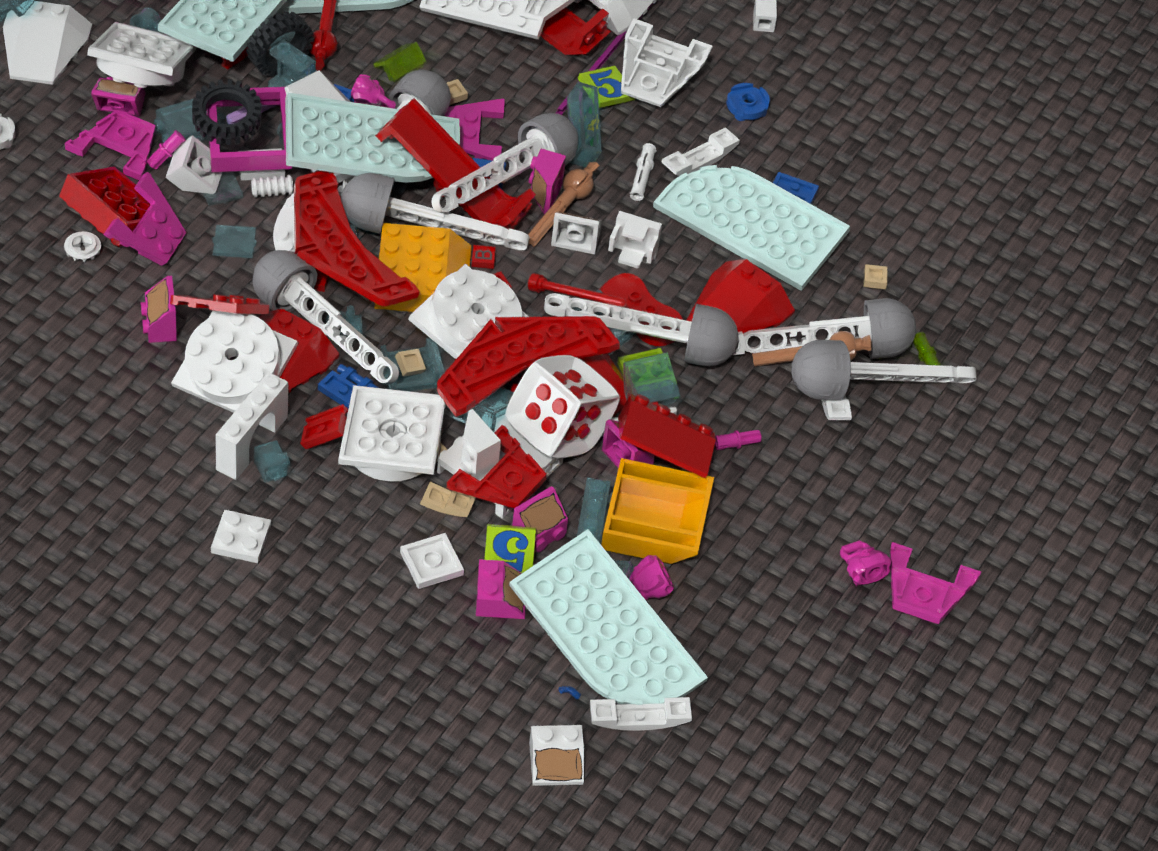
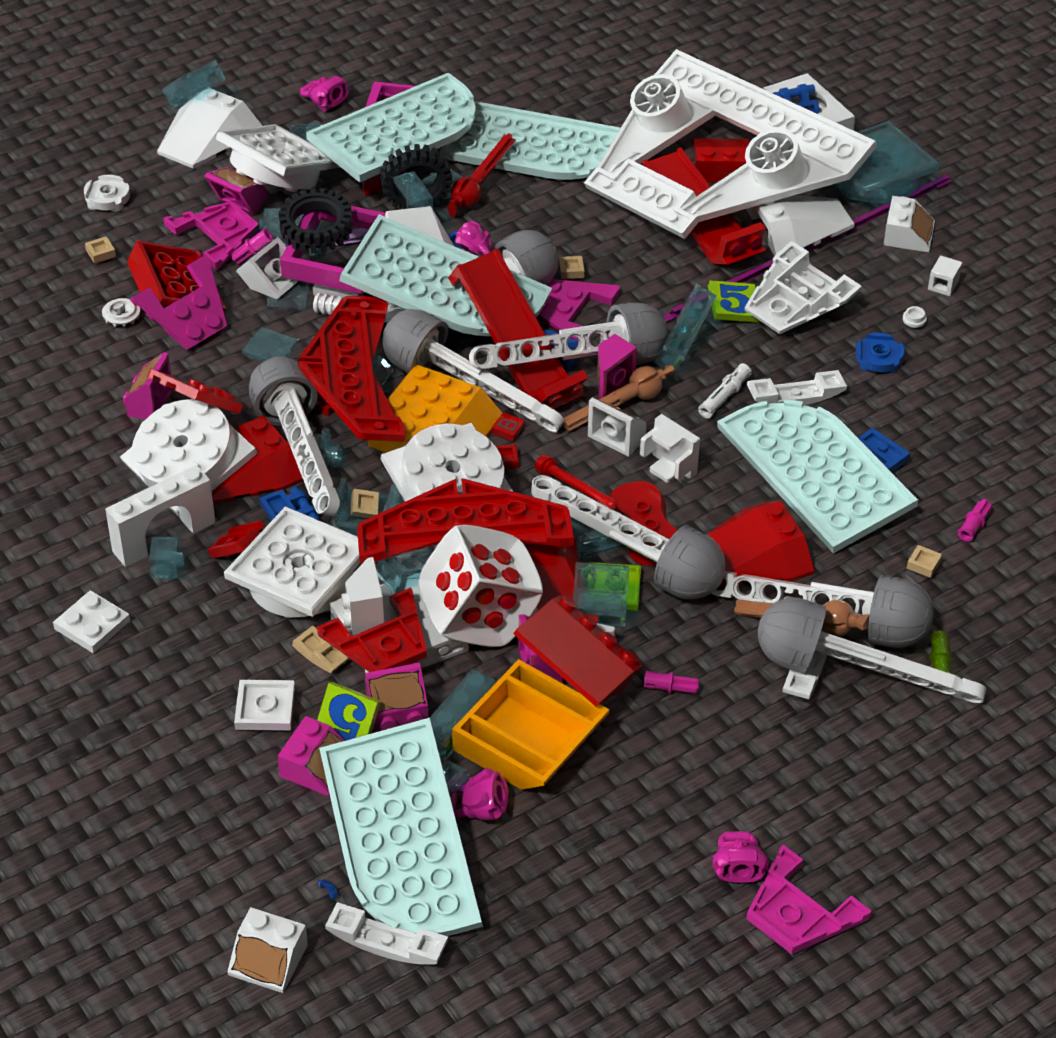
camera: 30 degrees right, 5 degrees down
(24, 190) = (100, 249): none -> tan plate
(401, 60) = (547, 224): clear neon green panel -> none
(758, 60) = (914, 317): none -> white plate
(895, 229) = (974, 520): none -> dark pink axle

